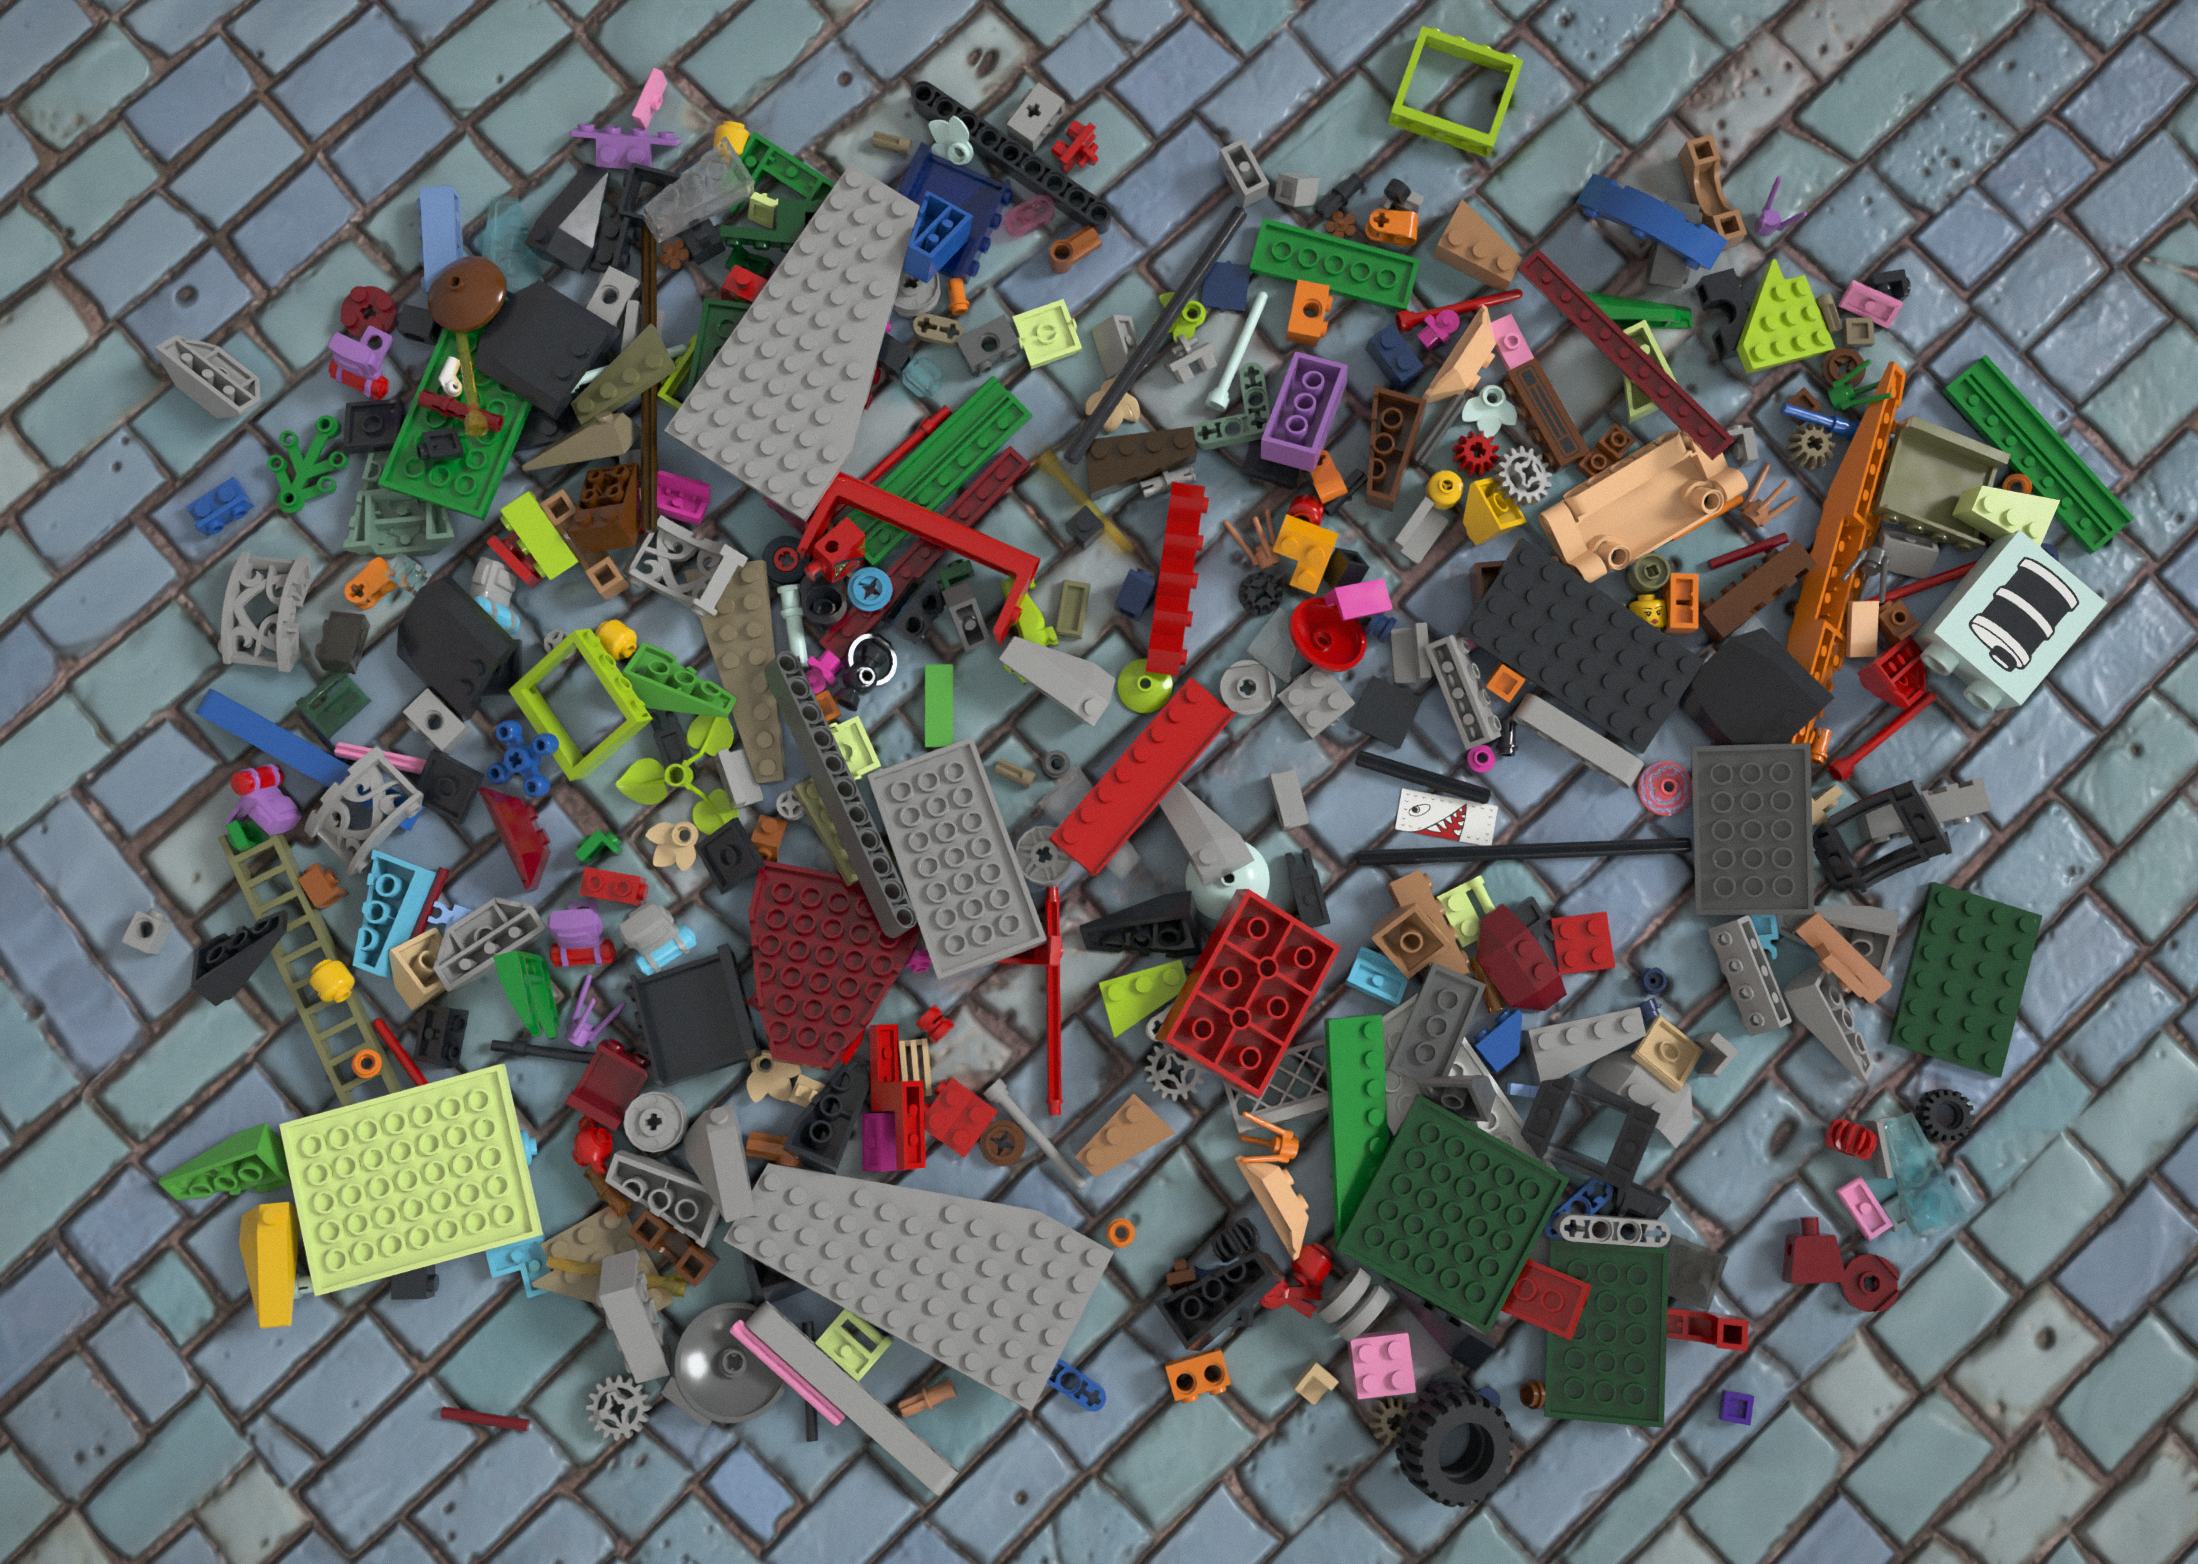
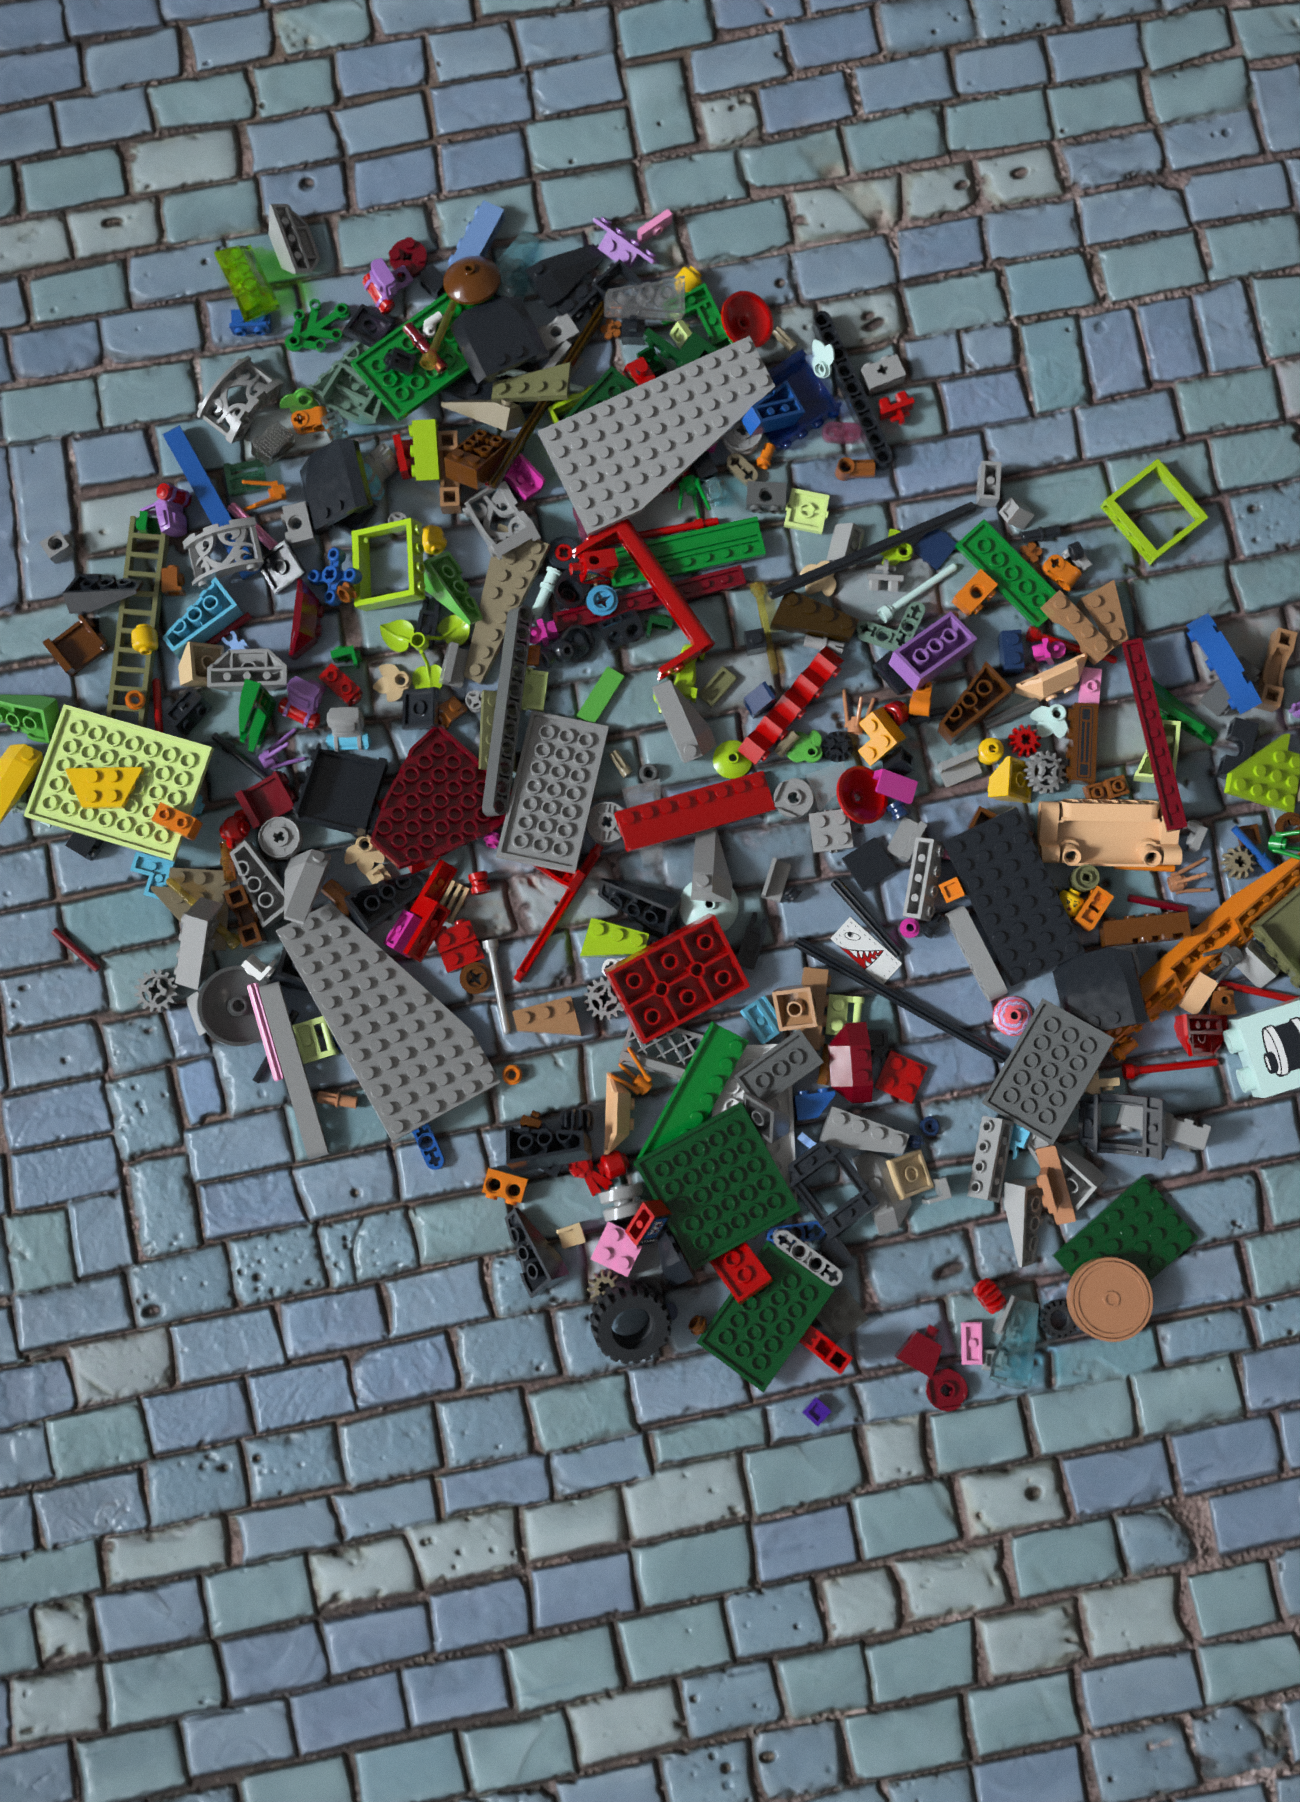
camera: 35 degrees right, 0 degrees up
(183, 460) = (246, 281): none -> clear neon green windscreen
(250, 1040) = (77, 646): none -> reddish brown panel
(344, 566) = (300, 400): none -> bright green plate
(384, 699) = (276, 493): none -> orange plant
(395, 1196) = (104, 786): none -> yellow wing
(516, 1185) = (177, 821): none -> orange brick
(549, 769) = (346, 592): none -> dark orange plate
(729, 1301) = (257, 968): none -> white bracket
(832, 135) = (752, 313): none -> red dish
(890, 386) = (691, 485): none -> green plant
(966, 616) = (649, 651): dark grey brick -> none
(1198, 627) = (788, 741): none -> dark tan piece
(1219, 617) = (804, 745): none -> bright green plate
(1294, 1438) = (538, 1259): none -> black wedge
(1318, 804) = (792, 894): none -> black bush
(1401, 1311) = (648, 1222): none -> red brick
(1428, 272) = (1064, 612): none -> medium nougat arch
(1992, 1054) = (1109, 1299): none -> nougat brick

